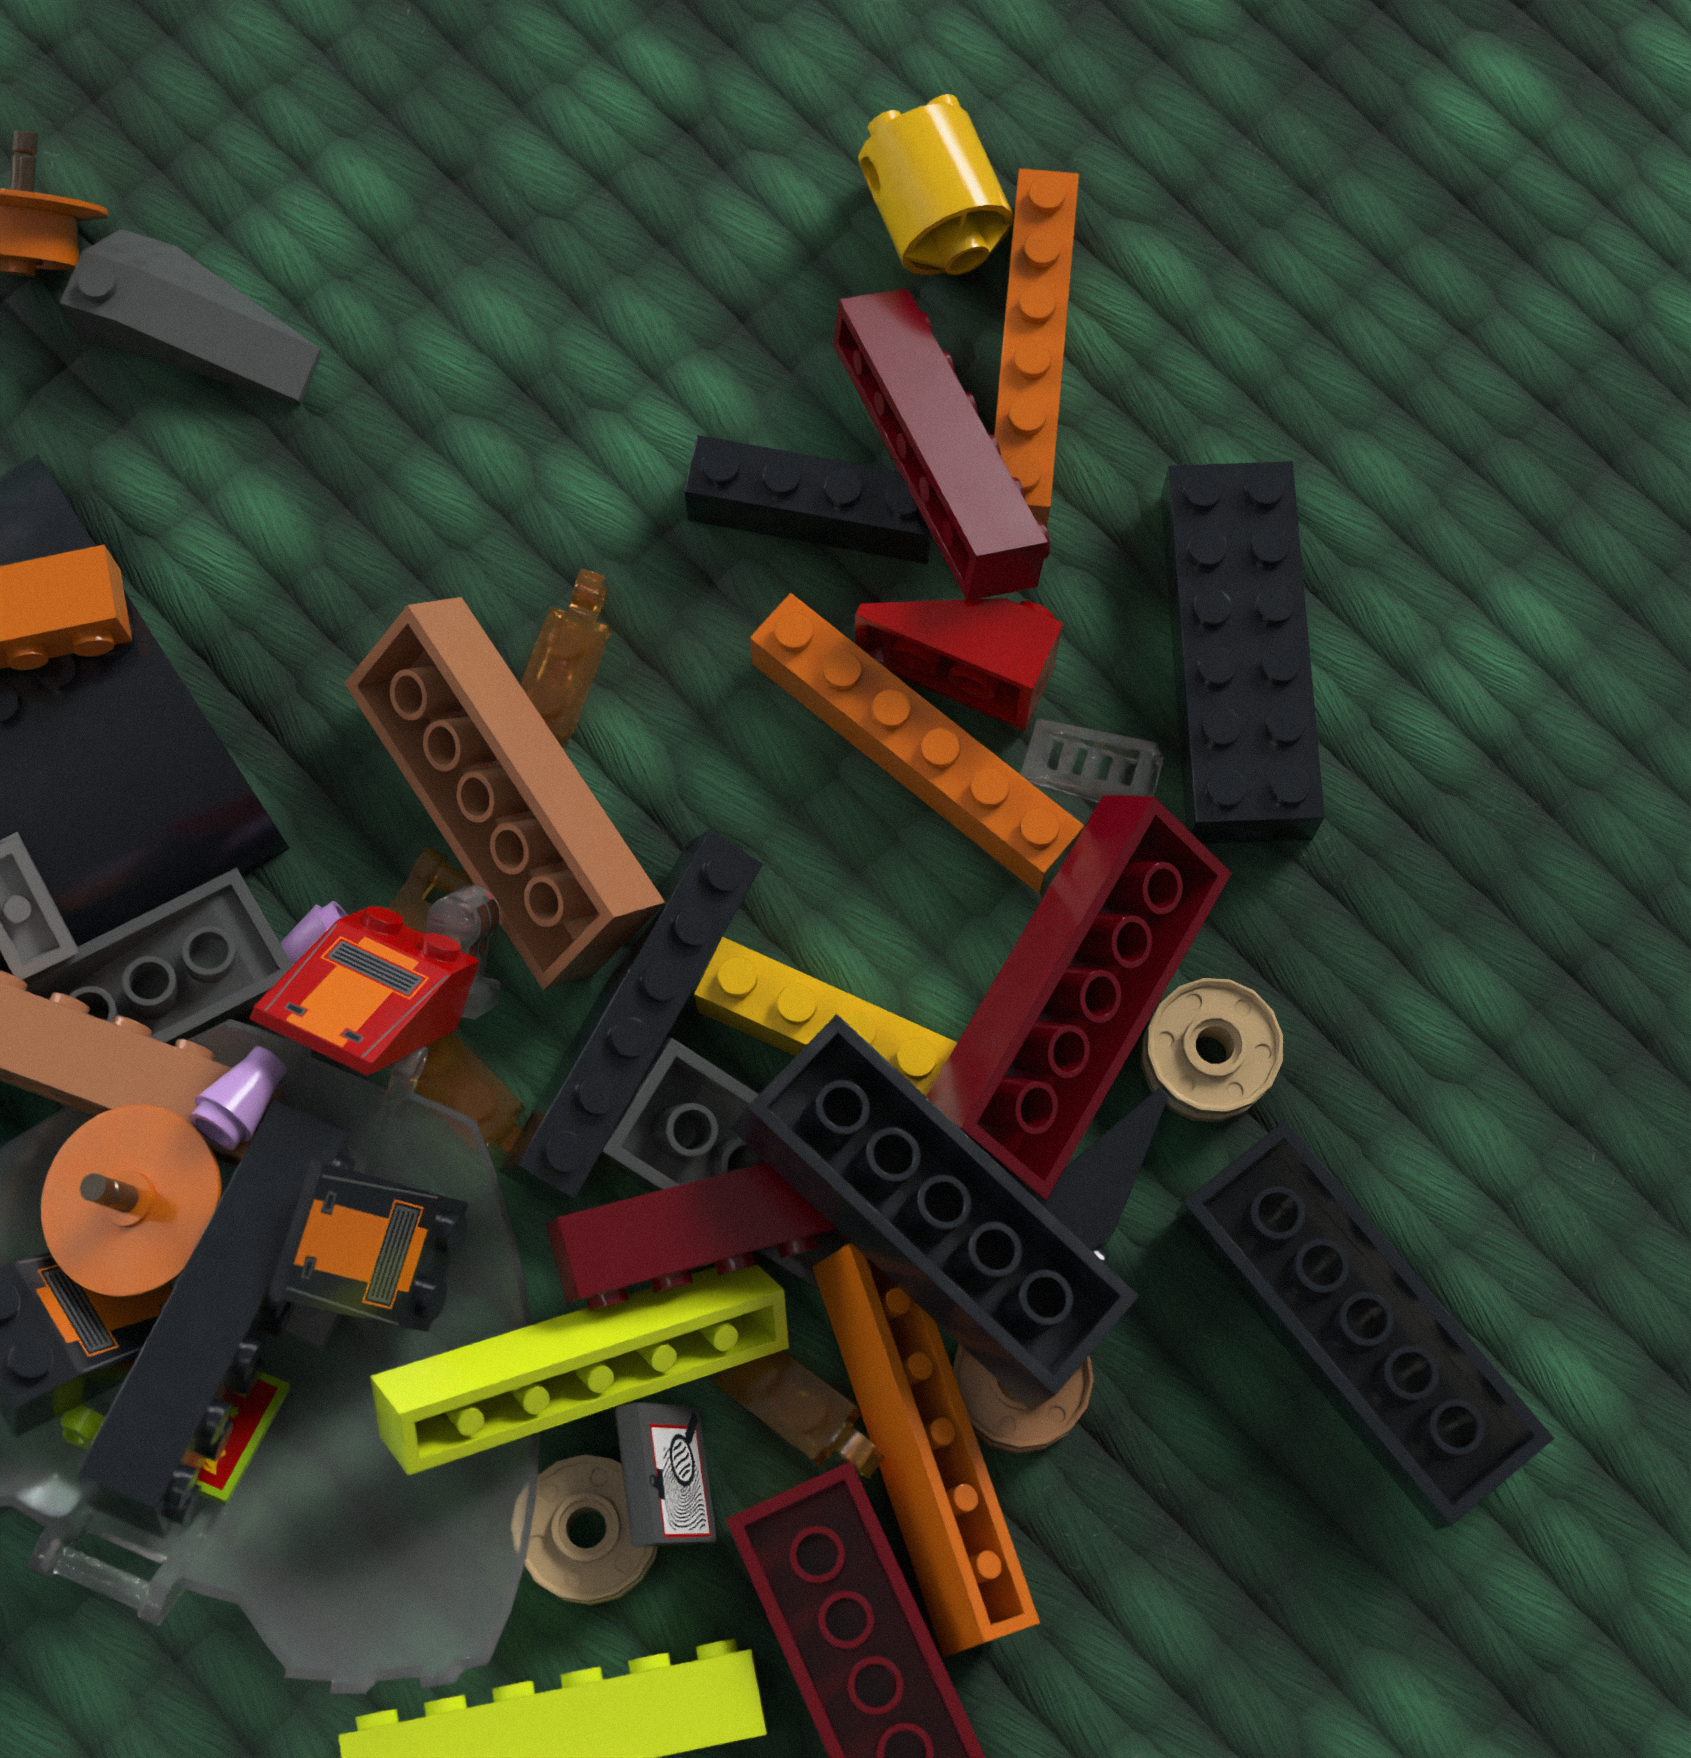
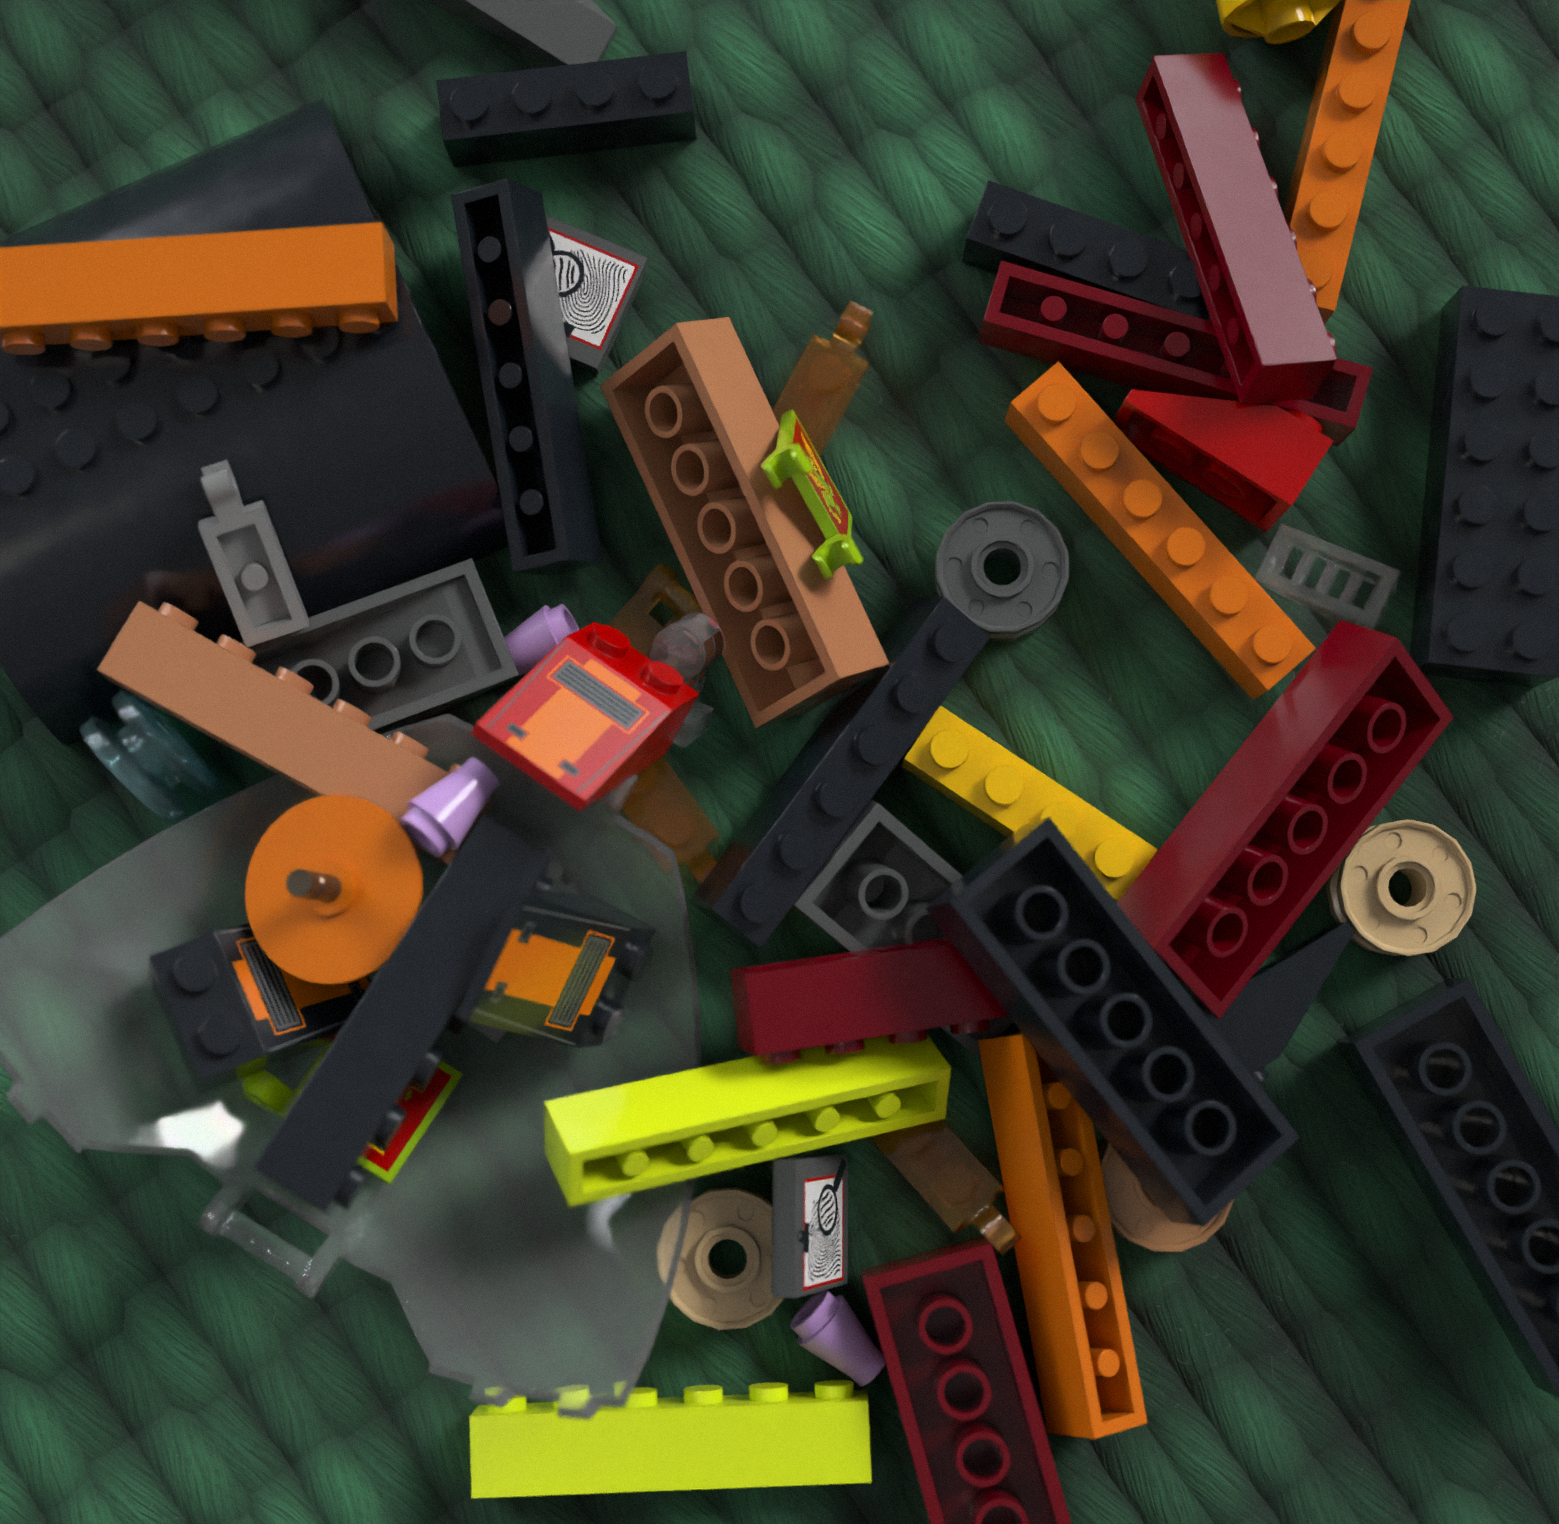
camera: 15 degrees right, 10 degrees up
(271, 689) = (526, 378): none -> black brick
(279, 431) = (566, 109): none -> black brick
(302, 604) = (594, 290): none -> tile
(543, 713) = (798, 459): none -> lime flag
(713, 1595) = (835, 1335): none -> lavender cone
(777, 767) = (1008, 533): none -> dark grey wheel
(863, 563) = (1140, 345): none -> dark red brick

